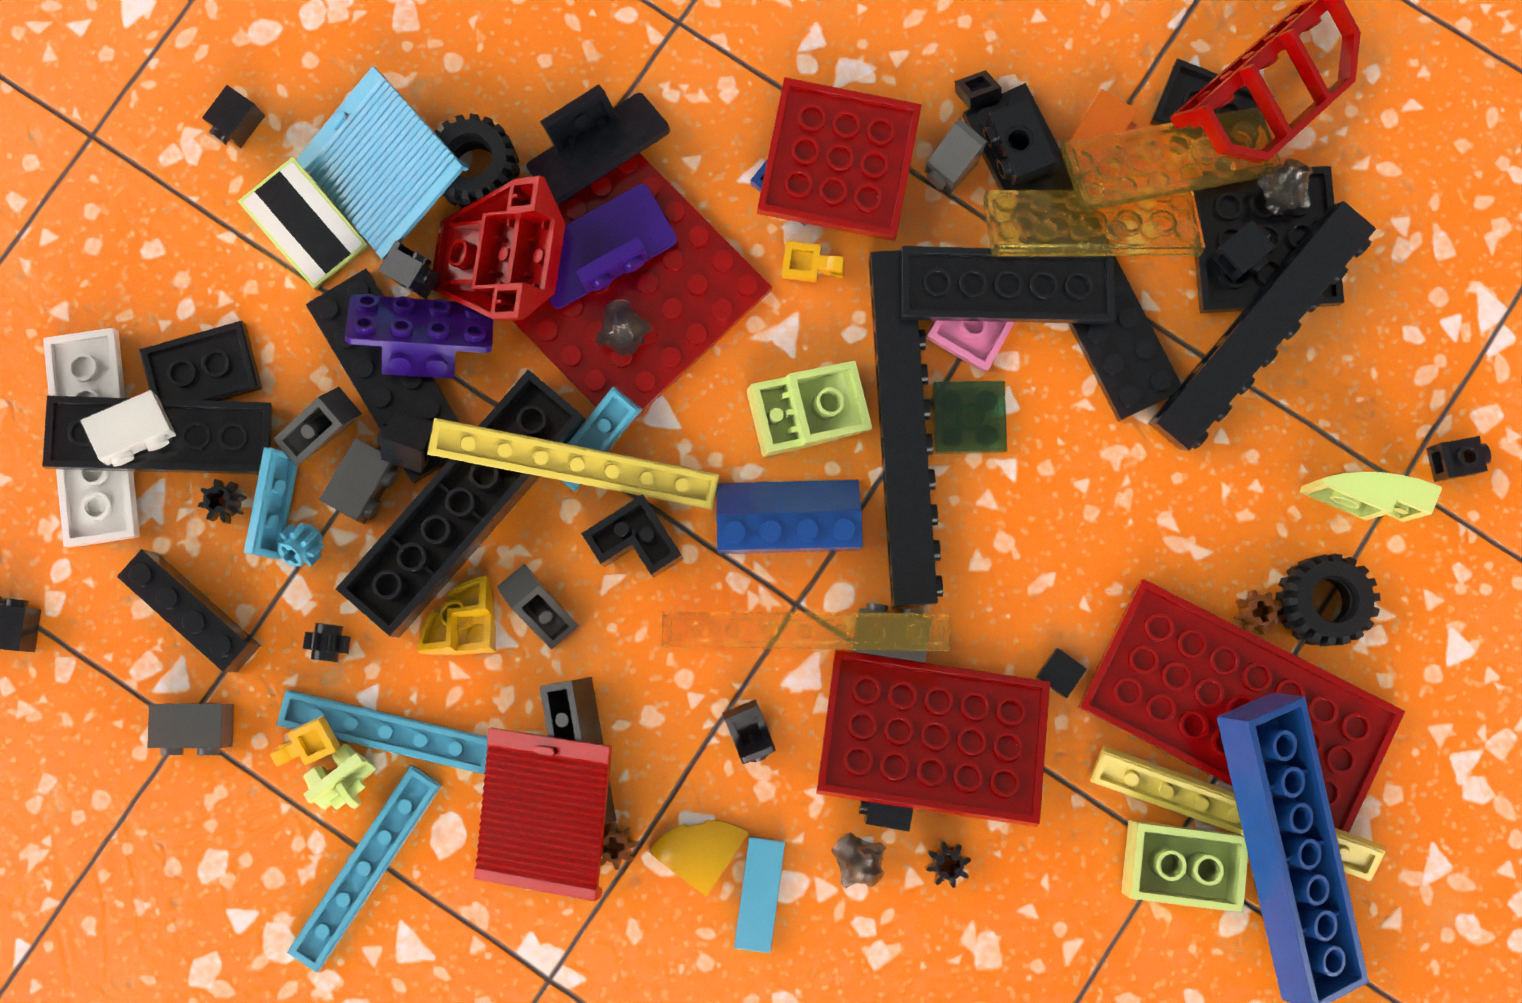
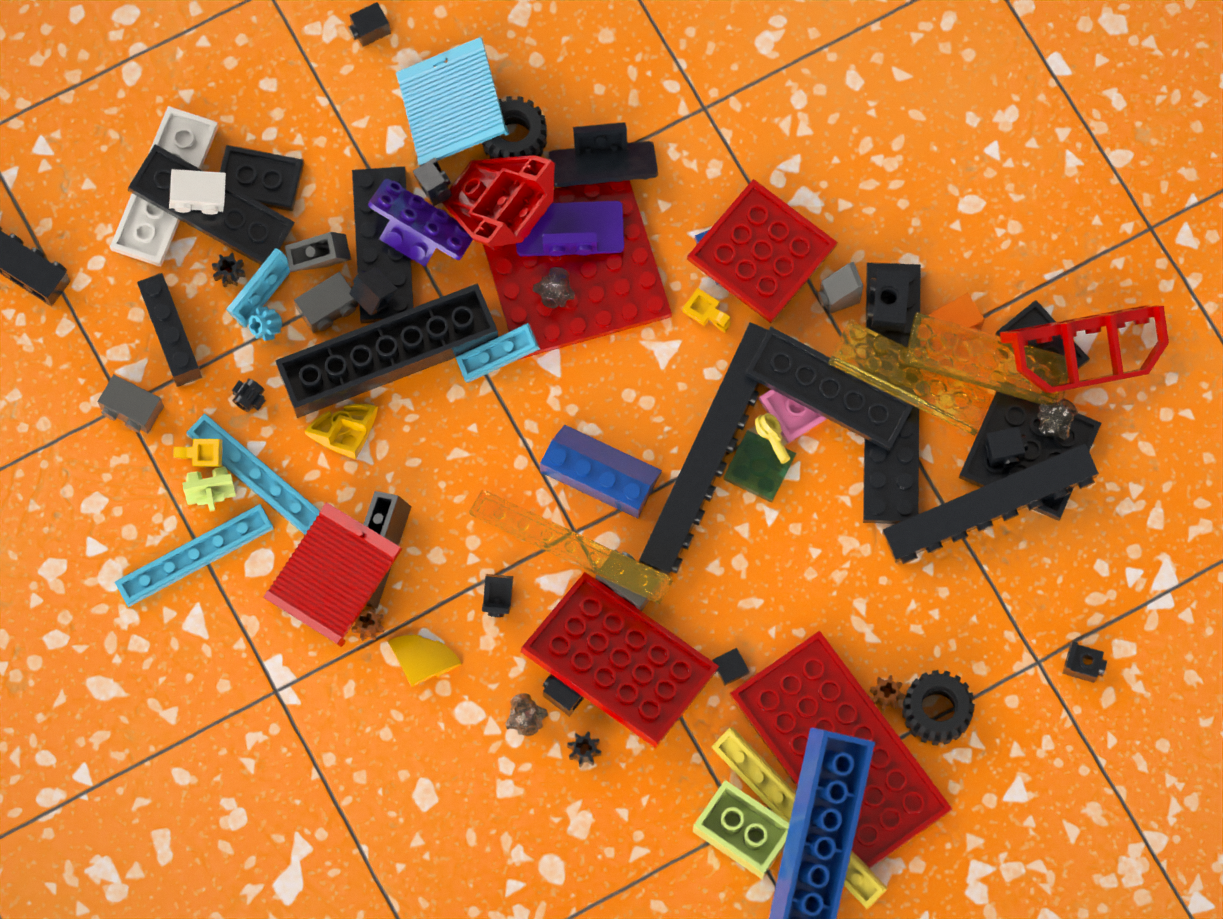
camera: 25 degrees right, 10 degrees down
(303, 223) = (379, 117): slope -> none
(537, 606) = (400, 443): dark grey slope -> none
(572, 463) = (475, 359): light yellow tile -> none
(633, 528) = (491, 423): black brick -> none
(759, 894) = (447, 706): medium azure tile -> none
(808, 408) = (653, 405): yellowish green slope -> none
(959, 367) = (770, 428): none -> light yellow plate
(978, 90) = (884, 252): black plate -> none
(1375, 494) = (1006, 650): yellowish green slope -> none

